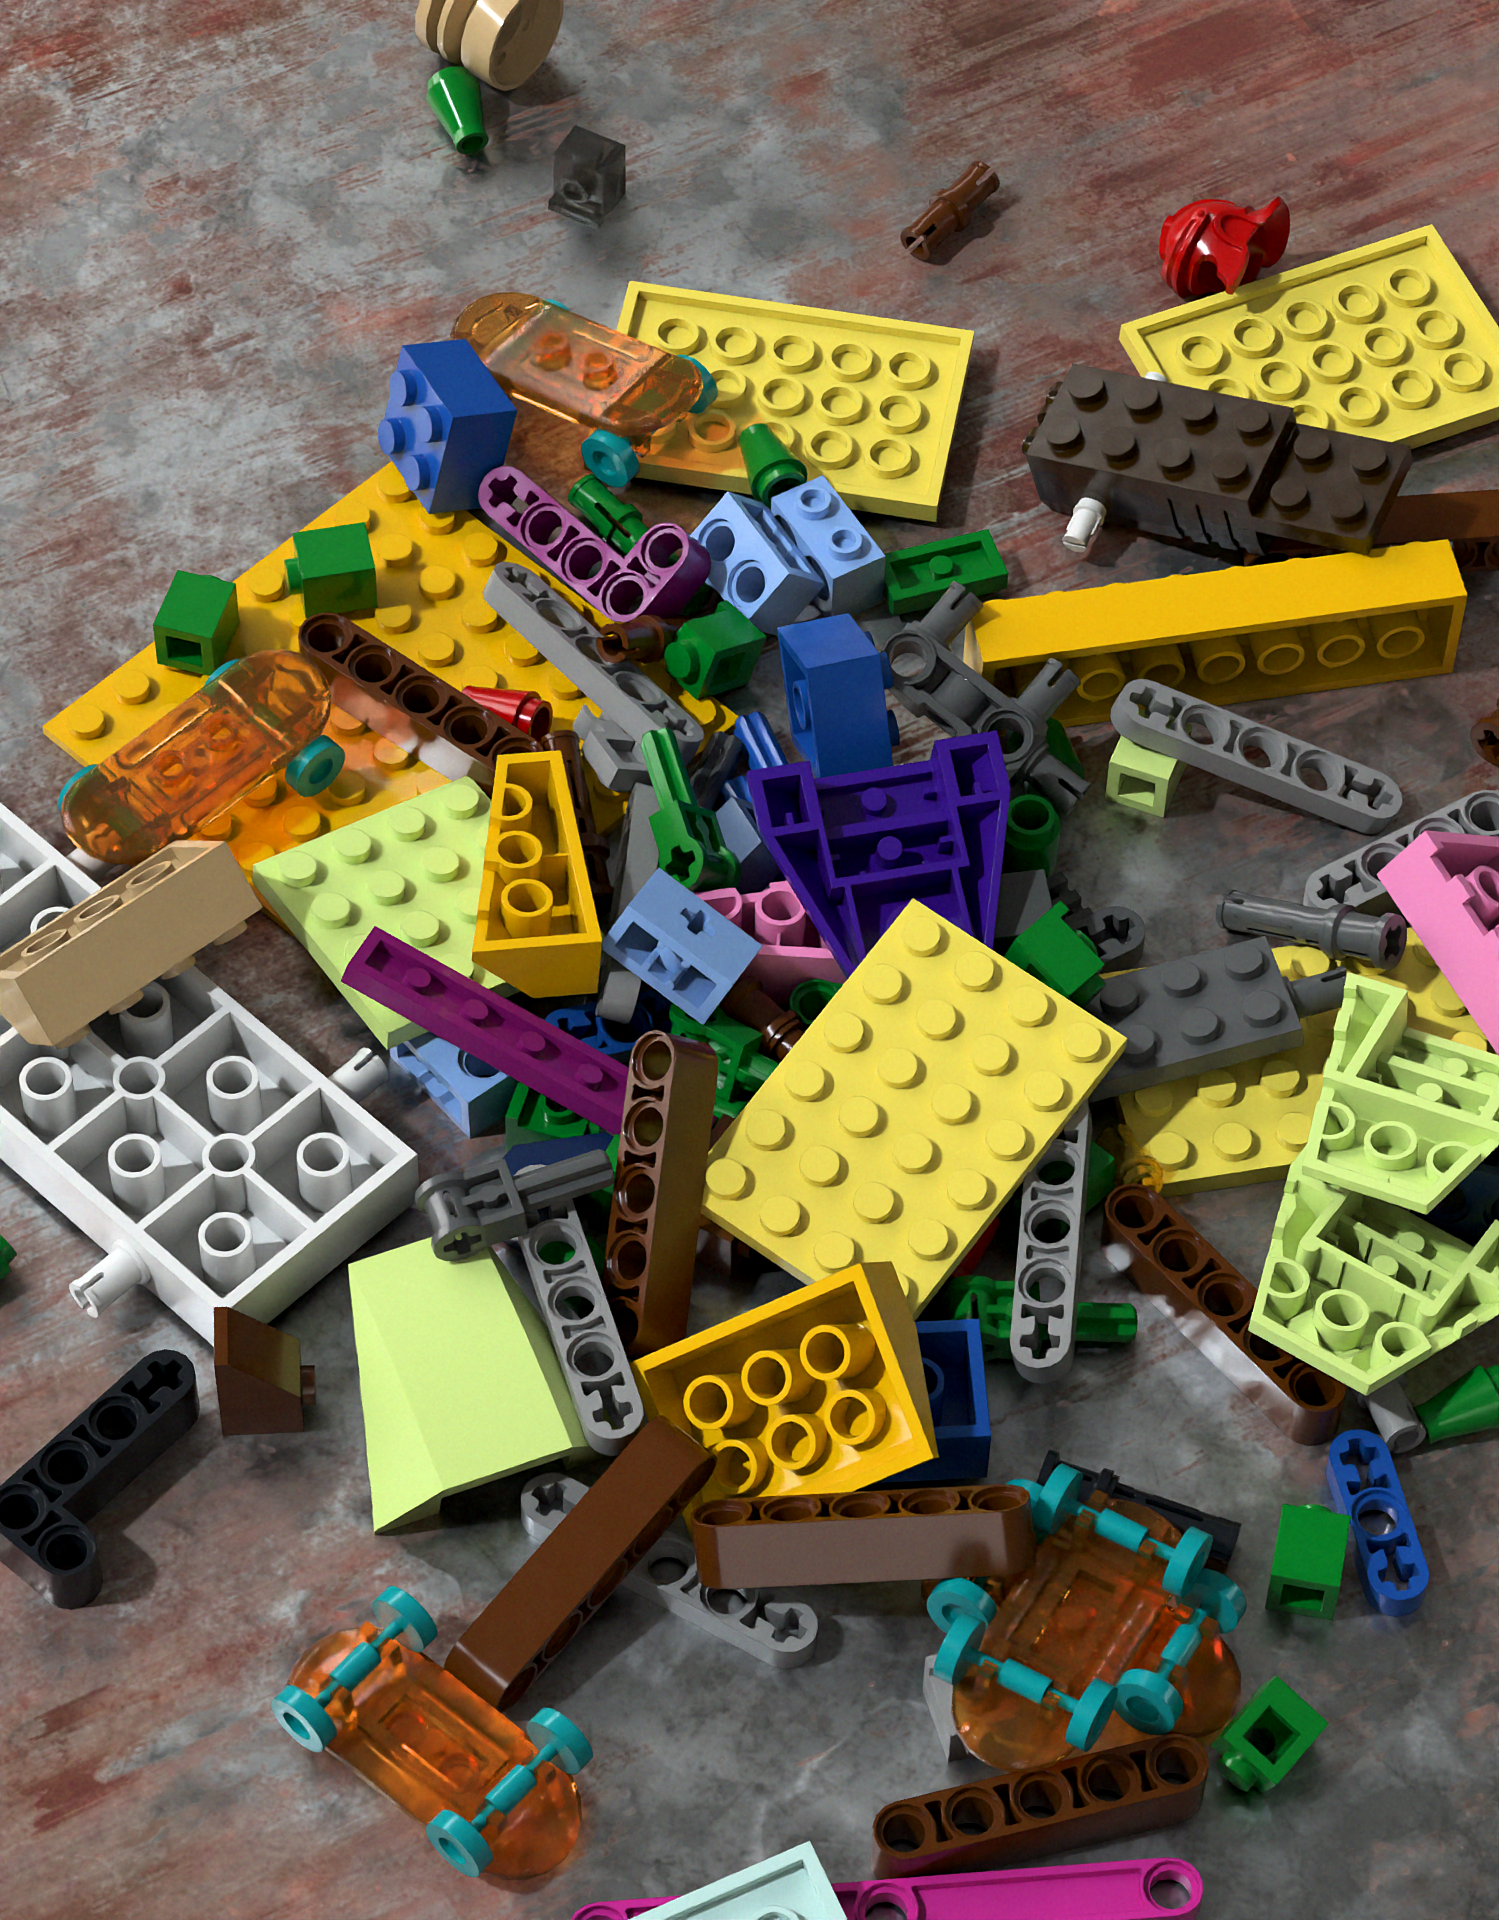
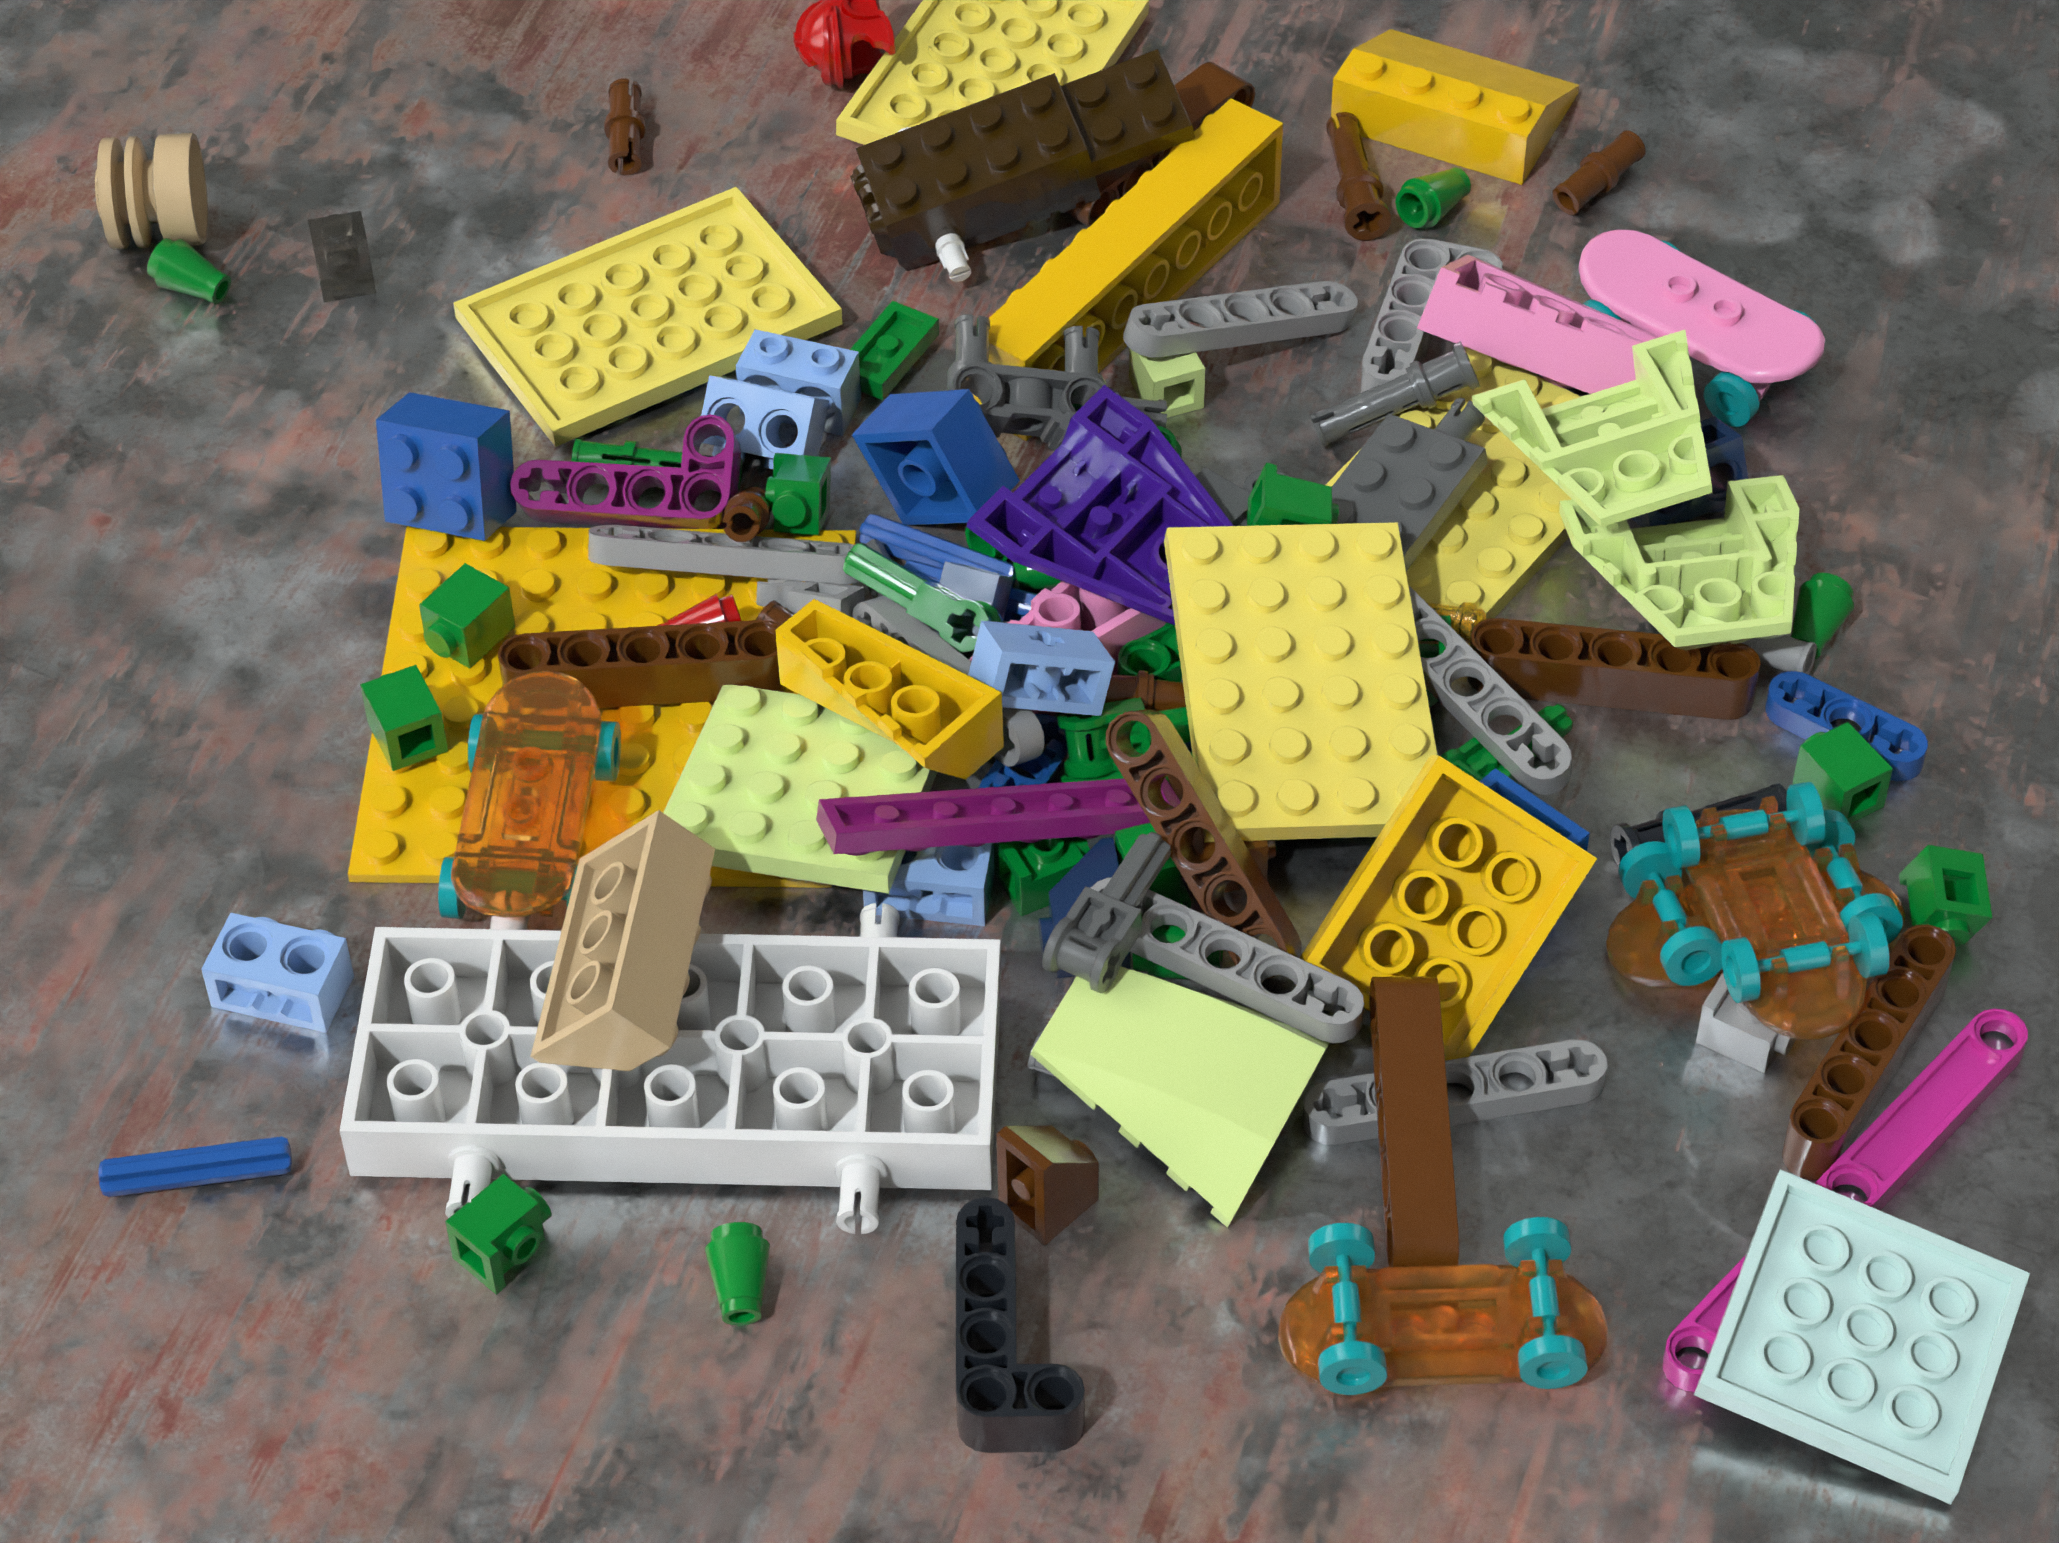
camera: 40 degrees left, 5 degrees down
(585, 375) = (516, 368): clear orange piece -> none
(769, 463) = (705, 348): green cone -> none
(864, 1536) = (1588, 954): reddish brown beam -> none

